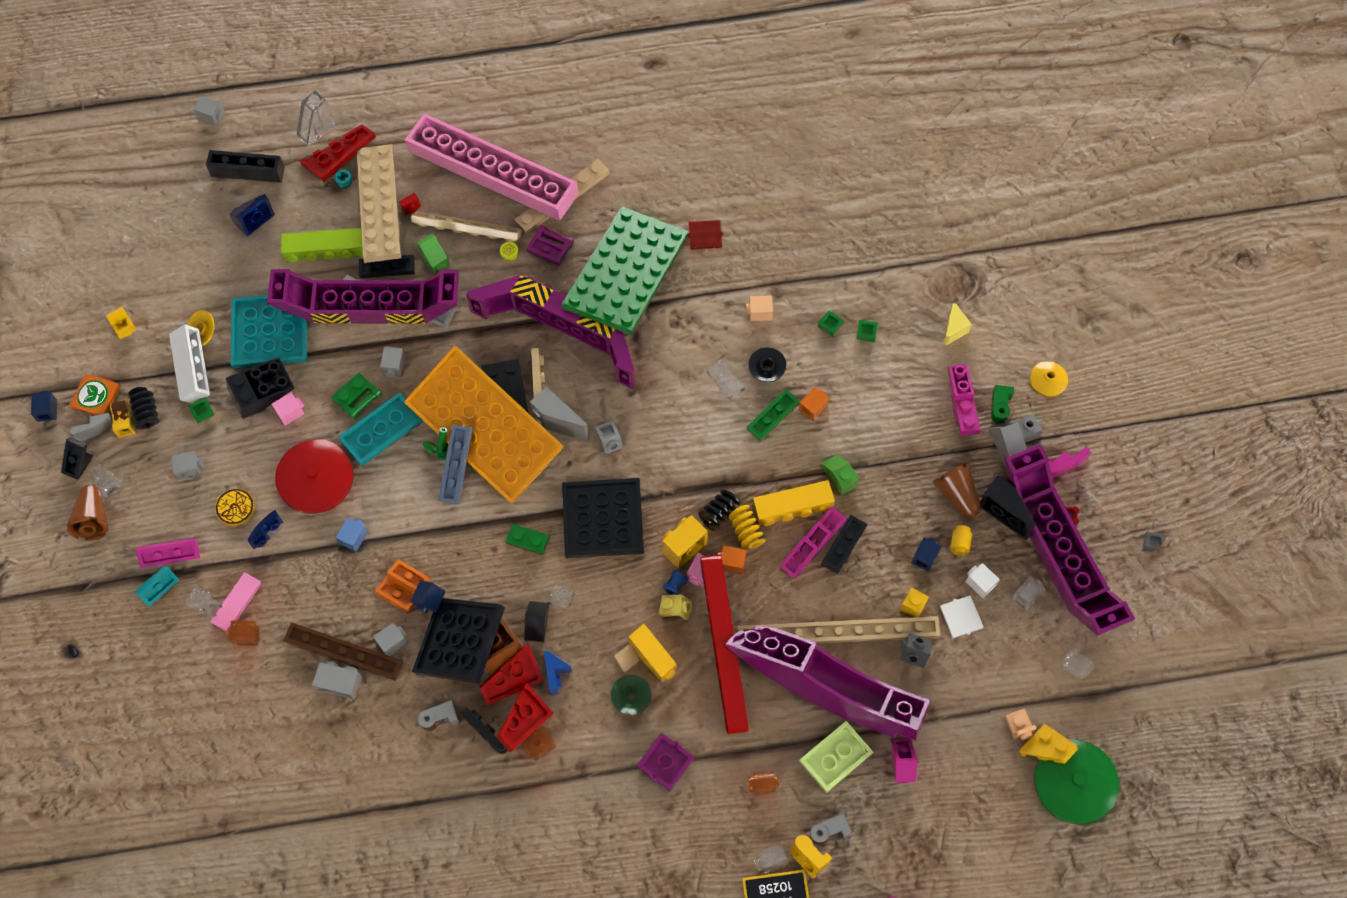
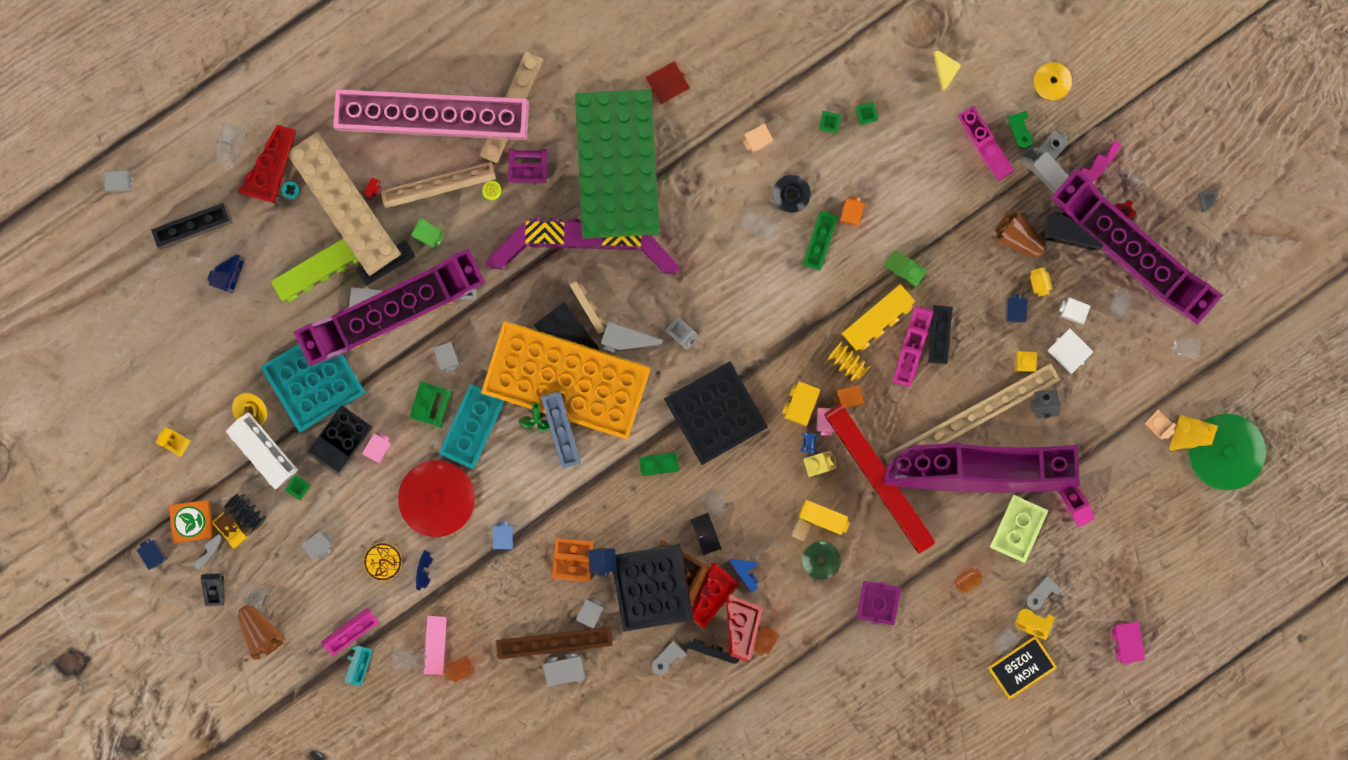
camera: 25 degrees left, 20 degrees up
(717, 508) = (815, 356): black piece -> none

